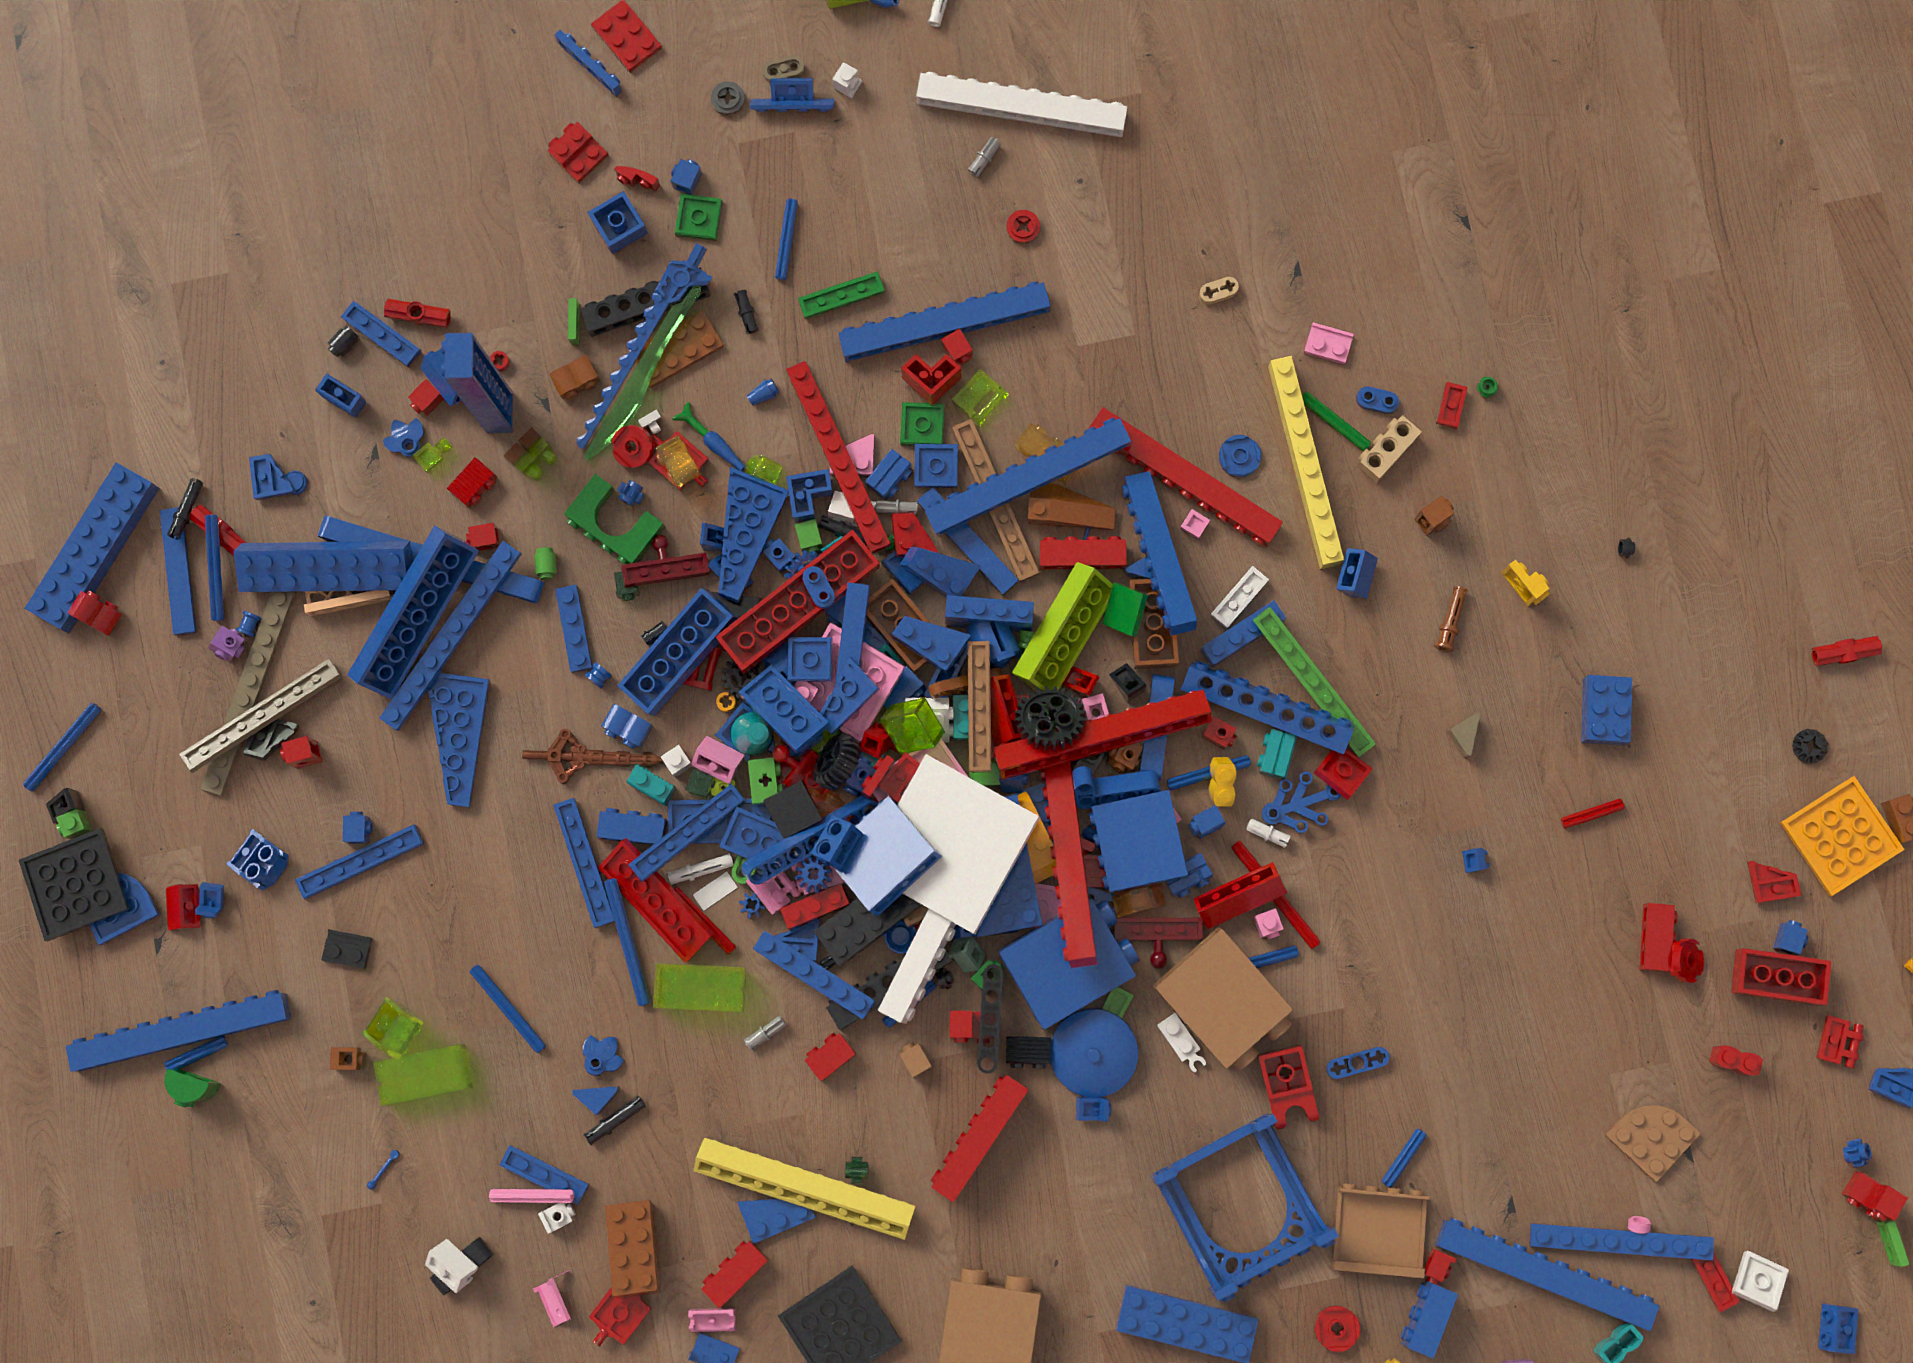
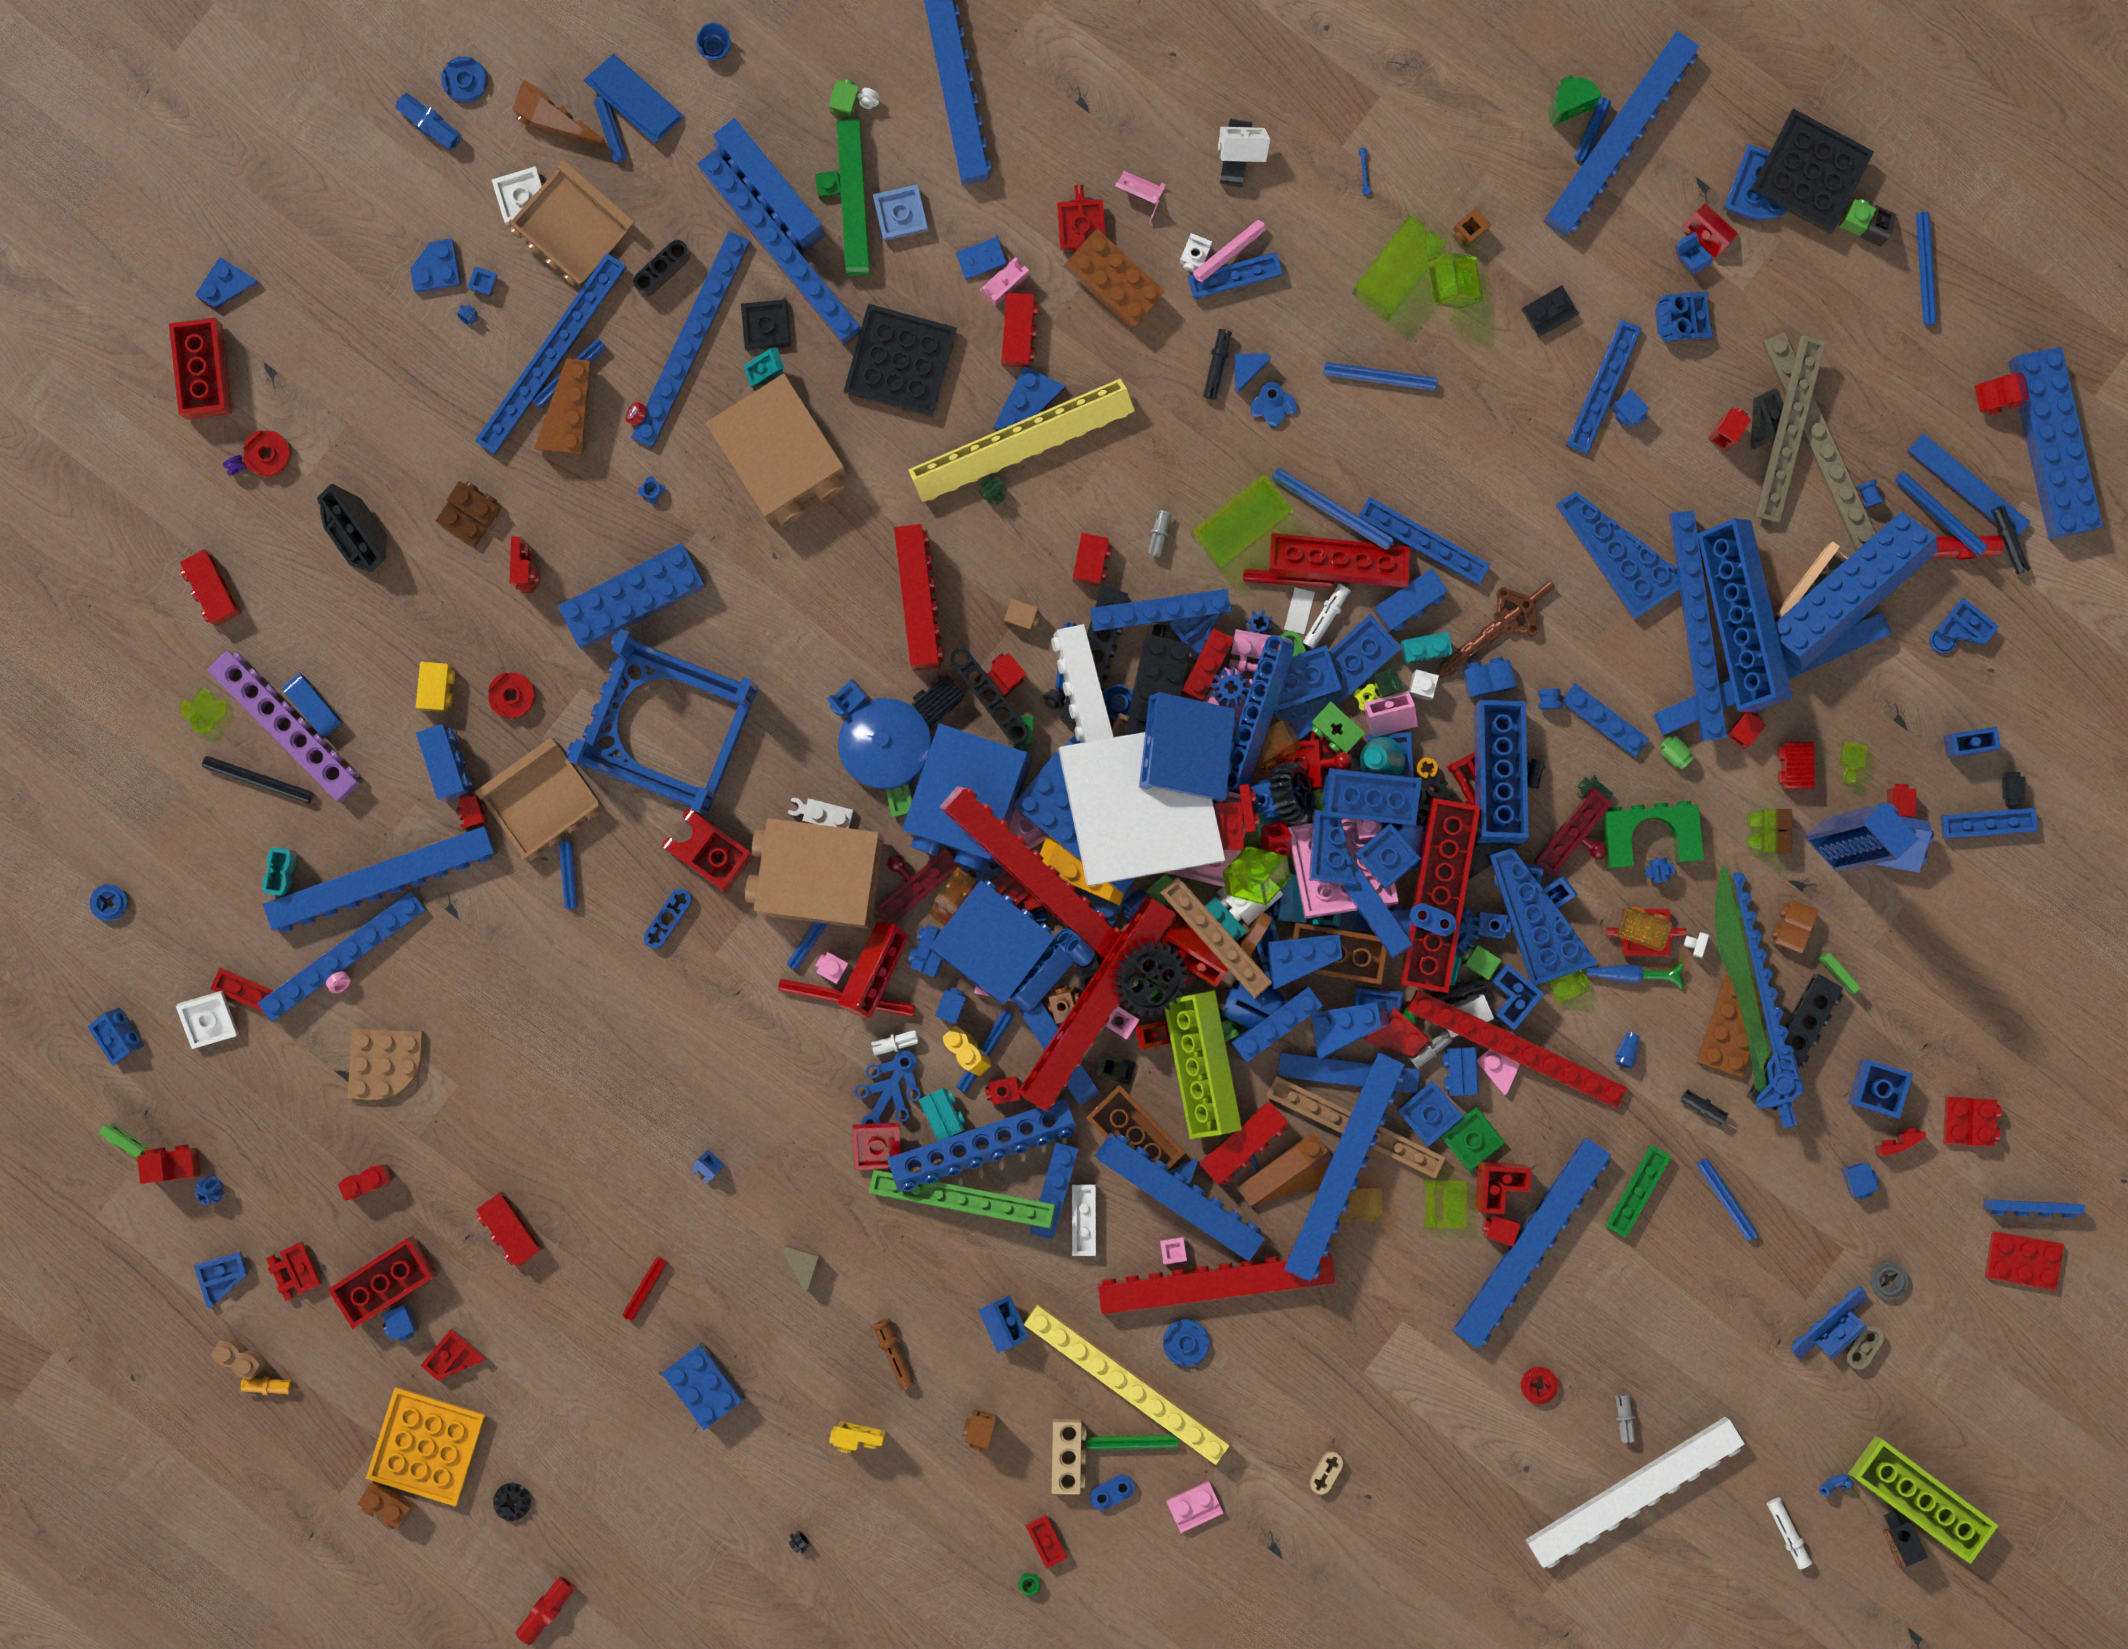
camera: 135 degrees right, 5 degrees up
(227, 644) = (1874, 470): medium lavender brick -> none
(403, 435) = (1890, 755): blue plate -> none
(404, 311) = (1963, 874): red piece -> none
(506, 362) = (1875, 882): red bush -> none
(621, 446) = (1690, 922): red plate -> none
(686, 833) = (1362, 633): blue tile -> none
(698, 217) = (1818, 1154): green tile -> none
(793, 809) = (1293, 724): black tile -> none
(836, 842) = (1233, 725): blue brick -> none
(846, 80) = (1801, 1383): white brick -> none
(967, 954) = (1052, 732): sand green brick -> none
(1125, 609) = (1167, 1124): green tile -> none
(1686, 960) = (470, 1220): red plate -> none

